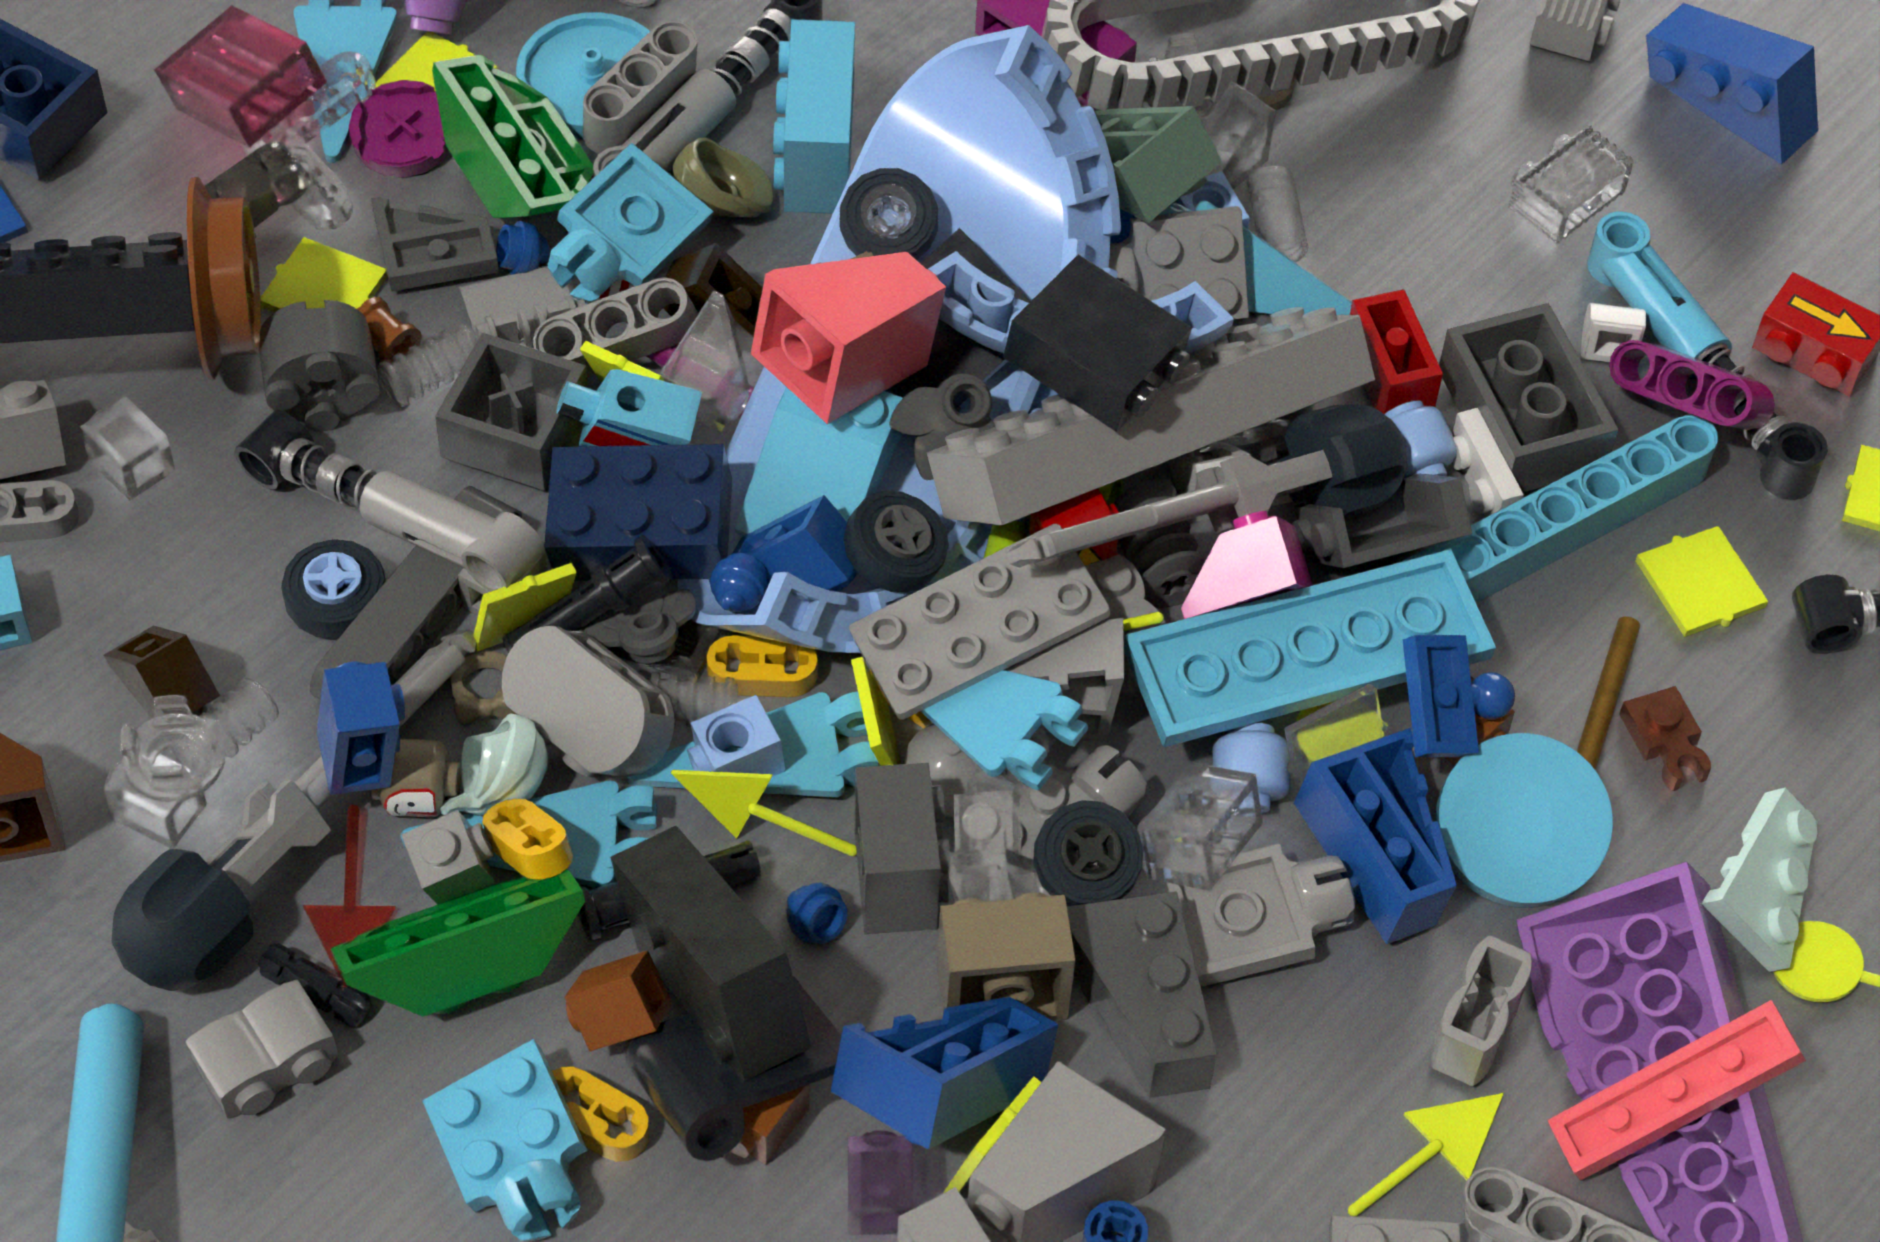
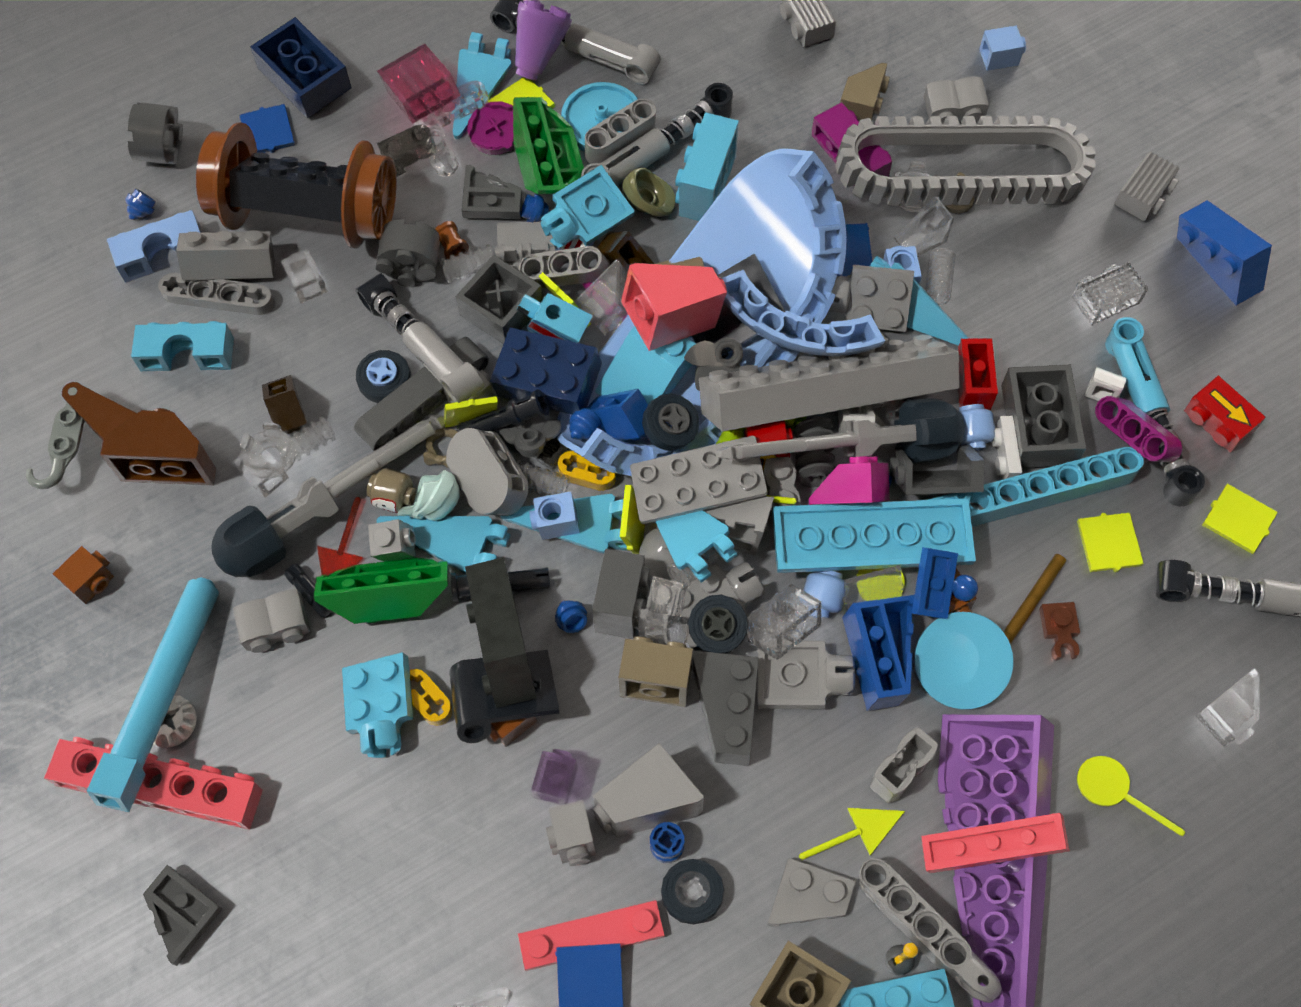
camera: 20 degrees right, 10 degrees up
(321, 274) = (429, 205): neon yellow piece -> none
(359, 726) = (359, 462): blue brick -> none
(527, 839) = (429, 542): yellow beam -> none
(618, 1001) = (451, 642): dark orange brick -> none
(735, 796) = (547, 544): neon yellow piece -> none
(880, 193) = (720, 250): black wheel -> none
(946, 1071) = (605, 729): blue wedge -> none
(989, 1139) = (618, 770): neon yellow piece -> none
(1098, 343) = (801, 342): black brick -> none
(1156, 156) = (873, 232): sand green wedge -> none
(1767, 880) = (1088, 730): light aqua wing -> none

